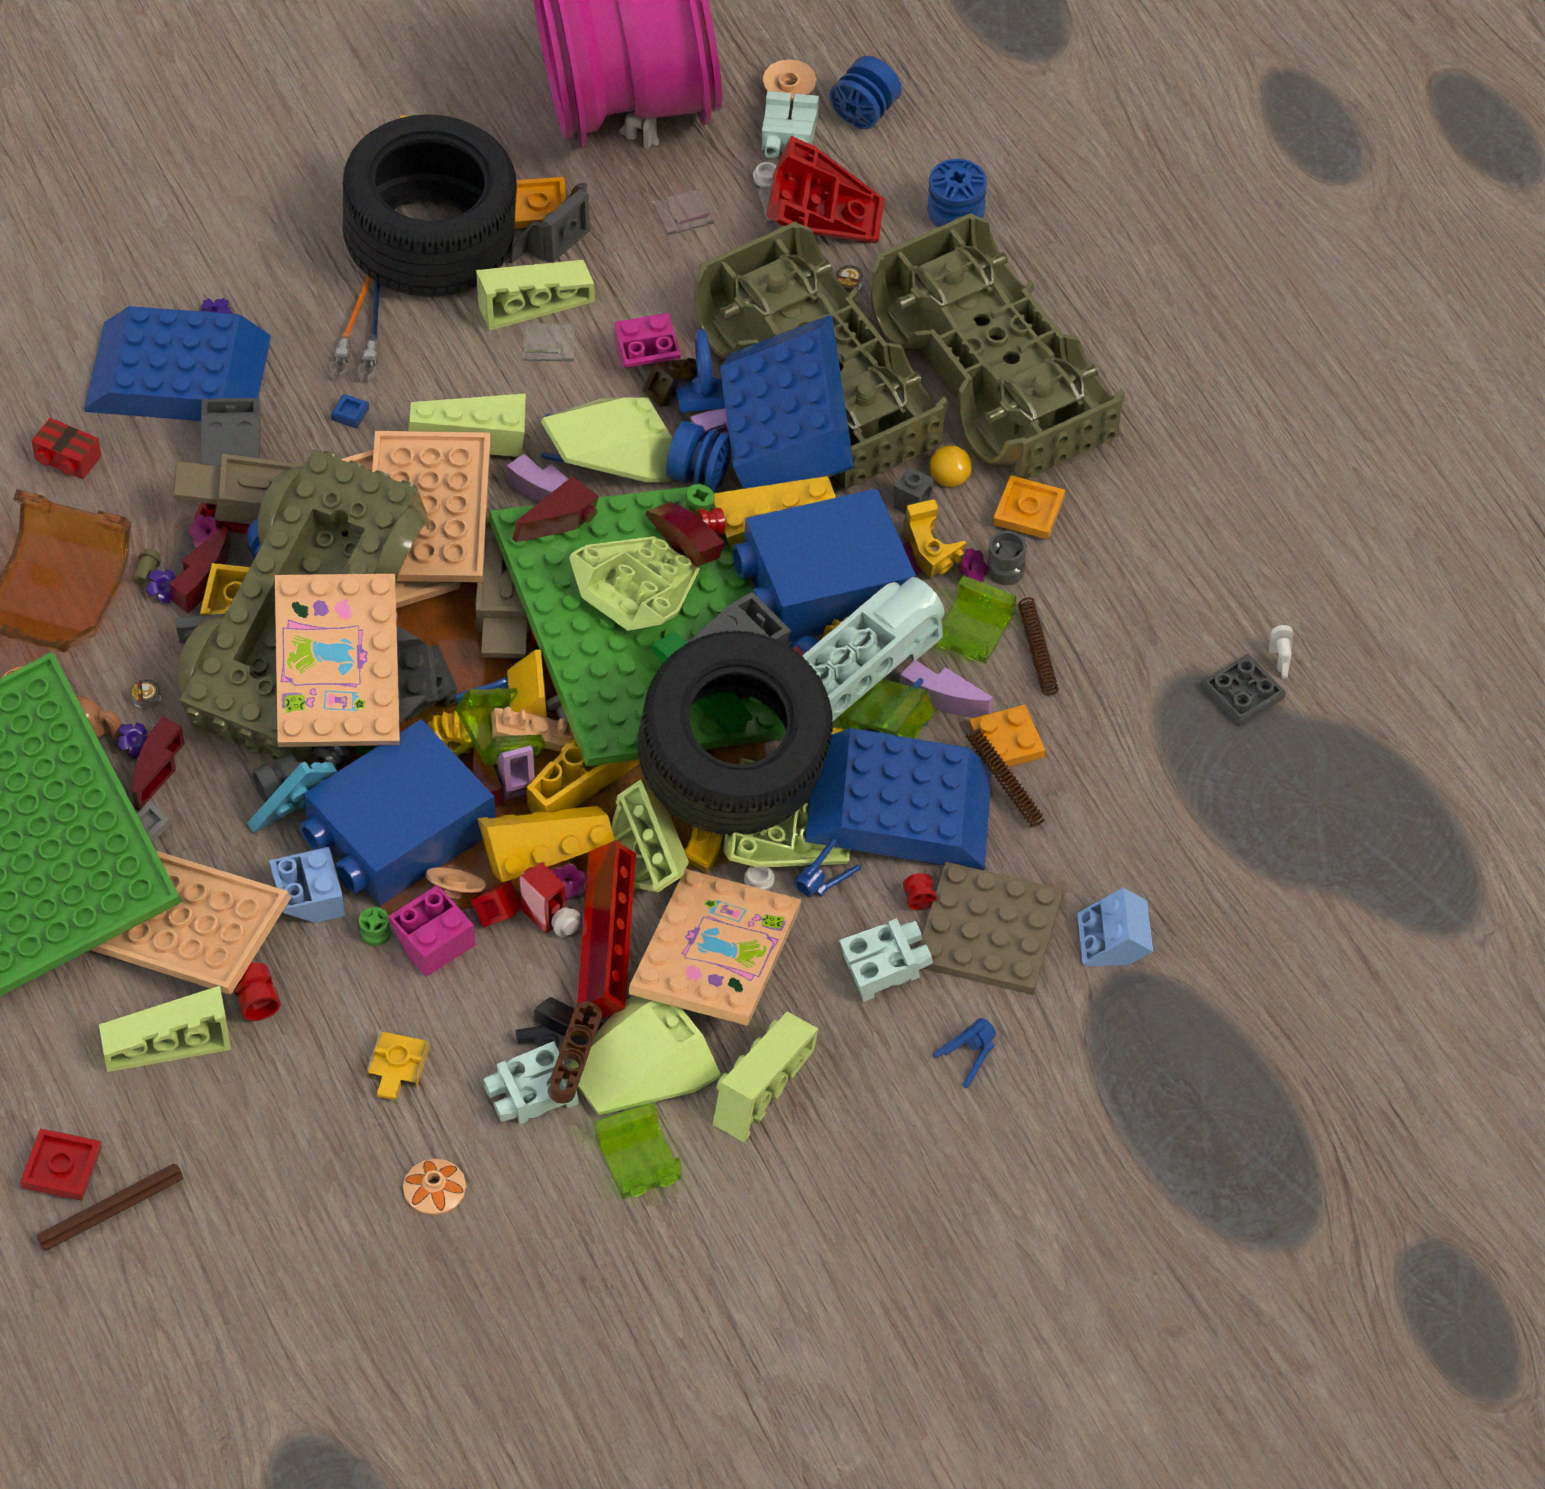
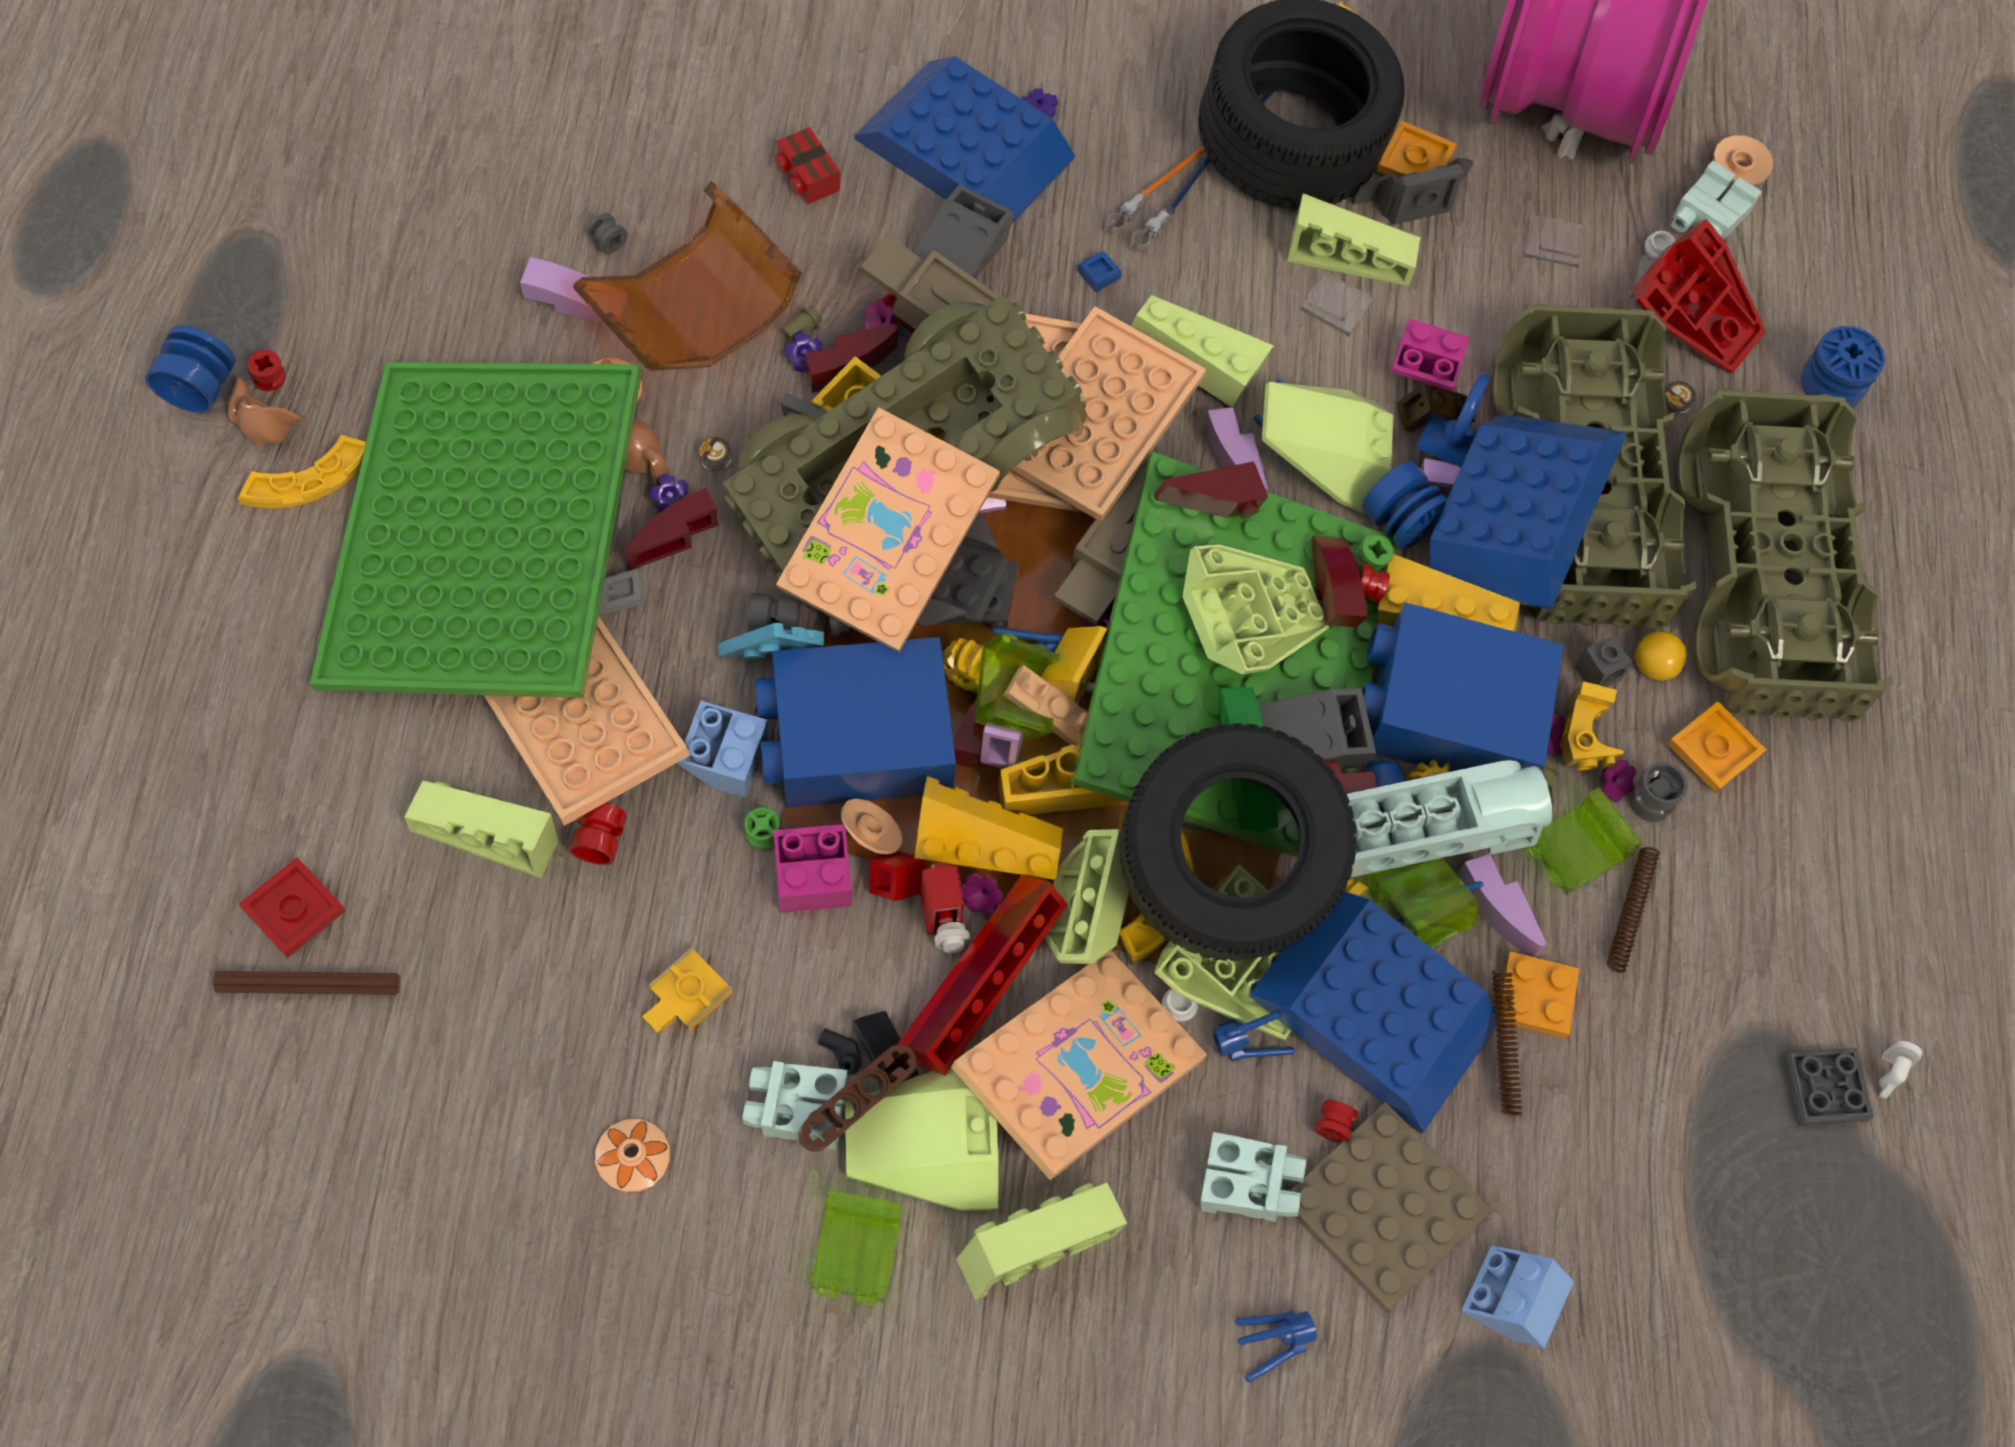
camera: 25 degrees right, 10 degrees up
(865, 92) = (1812, 211): blue wheel -> none

